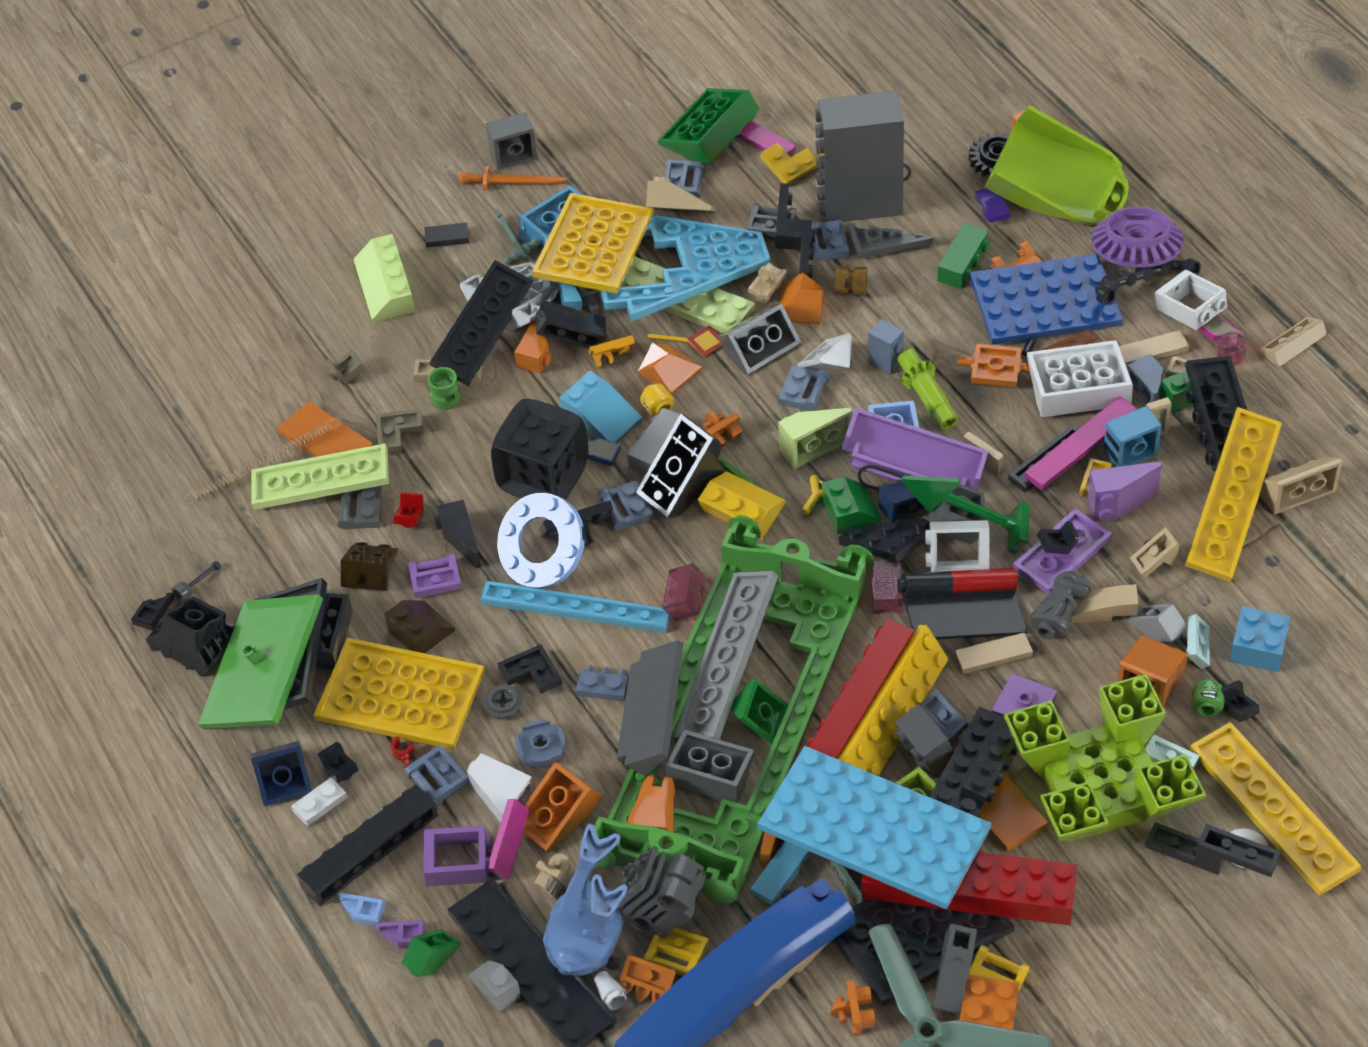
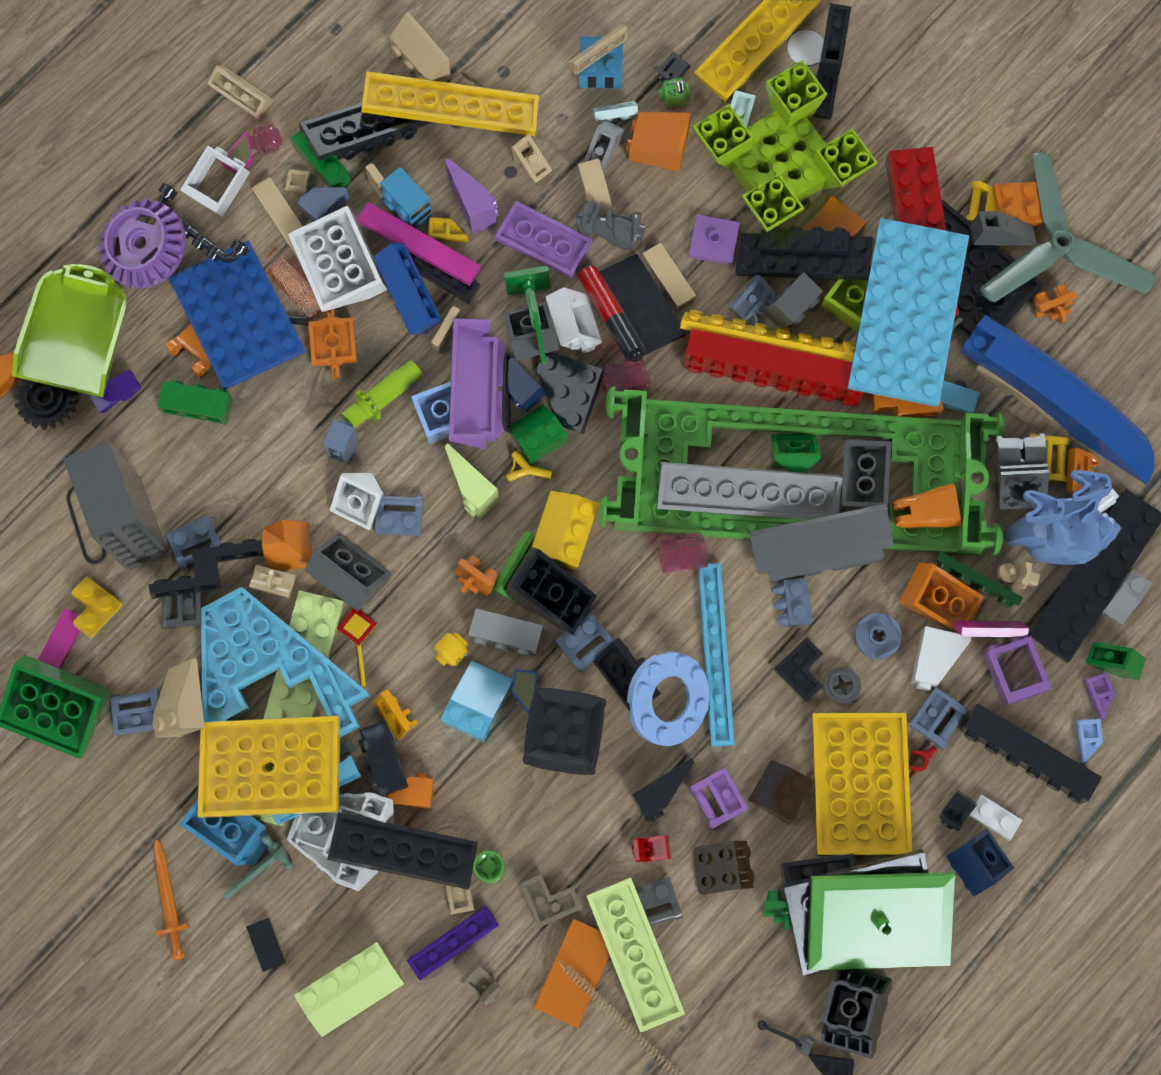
camera: 110 degrees left, 25 degrees up
(391, 359) = (452, 943): none -> dark purple tile
(511, 141) = (122, 912): dark grey brick -> none
(562, 833) = (985, 585): none -> dark green plate
(668, 367) = (402, 651): slope -> none
(858, 284) = (253, 500): pearl gold wheel -> none
(884, 240) = (189, 491): dark grey wing -> none
(1032, 423) = (407, 288): none -> blue brick
(1059, 541) = (542, 237): black bracket -> none
(1265, 620) = (598, 50): none -> tan slope

